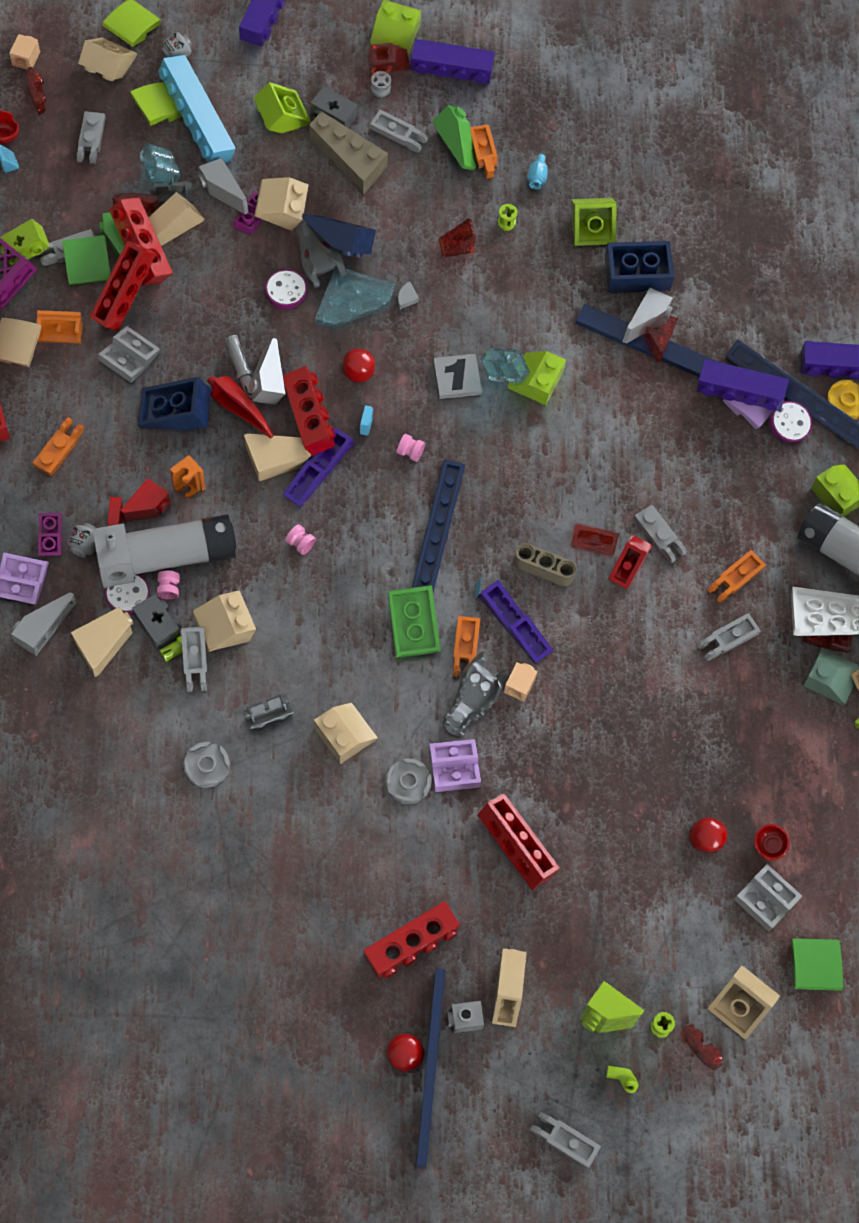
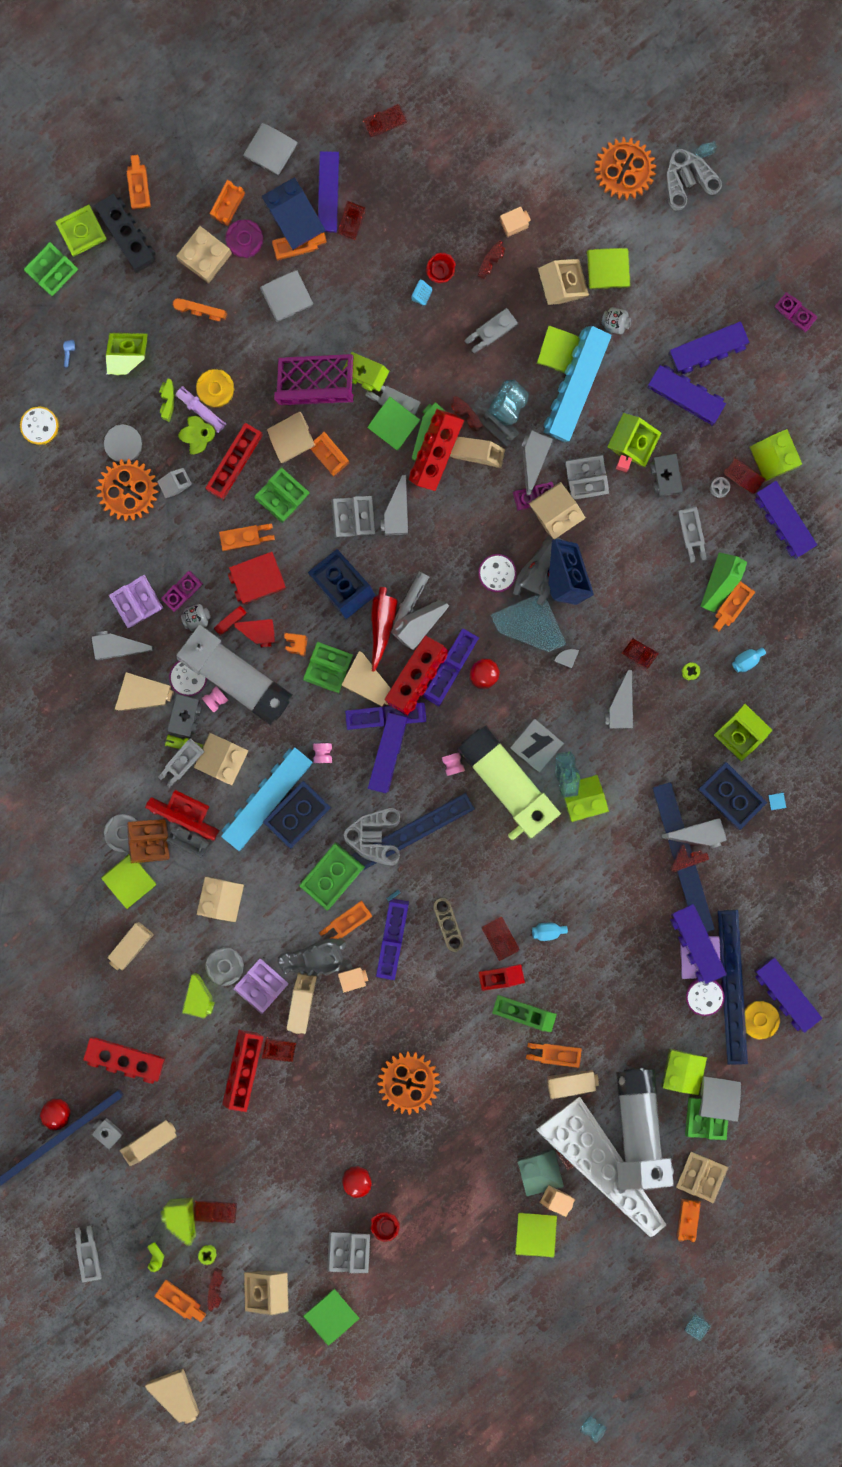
camera: 55 degrees right, 20 degrees up
(54, 391) = (281, 495): none -> bright green slope
(101, 465) = (256, 578): none -> red brick
(122, 285) = (389, 472): red brick -> none
(163, 320) = (395, 517): none -> light grey slope
(232, 477) = (328, 667): none -> bright green slope
(234, 746) = (148, 841): none -> dark orange slope
(240, 691) = (185, 812): none -> red bracket
(253, 795) = (128, 881): none -> lime slope
(275, 163) = (587, 476): none -> light grey slope
(285, 48) = (686, 395): none -> dark purple brick
(293, 129) = (623, 465): none -> coral piece
(295, 617) = (267, 798): none -> medium azure brick
(313, 841) = (130, 946): none -> tan slope
(333, 601) = (297, 815): none -> dark blue brick
(334, 400) = (450, 667): none -> dark purple slope
(349, 151) = (641, 525): dark tan wedge -> none
(351, 488) = (387, 753): none -> dark purple slope
(366, 420) = (446, 717): medium azure tile -> none
(409, 561) = (373, 821): none -> light grey connector
(416, 821) = (198, 998): none -> lime slope
(471, 414) = (508, 782): none -> yellowish green piece
(488, 288) = (621, 709): none -> light grey slope
(503, 740) = (301, 1003): none -> tan slope
(526, 797) = (278, 1049): none -> clear red slope
(623, 494) = (548, 931): none -> medium azure plant
(632, 979) = (215, 1211): none -> clear red slope
(659, 533) = (542, 976): light grey hinge -> none
(669, 728) = (405, 1100): none -> orange gear
(675, 245) = (777, 801): none -> medium azure sticker
(679, 569) = (524, 1013): none -> bright green slope
(685, 1091) = (179, 1301): none -> orange hinge
(730, 636) = (507, 1085): light grey hinge -> none
(774, 582) = (572, 1083): none -> tan slope
(774, 1174) = (175, 1395): none -> tan slope

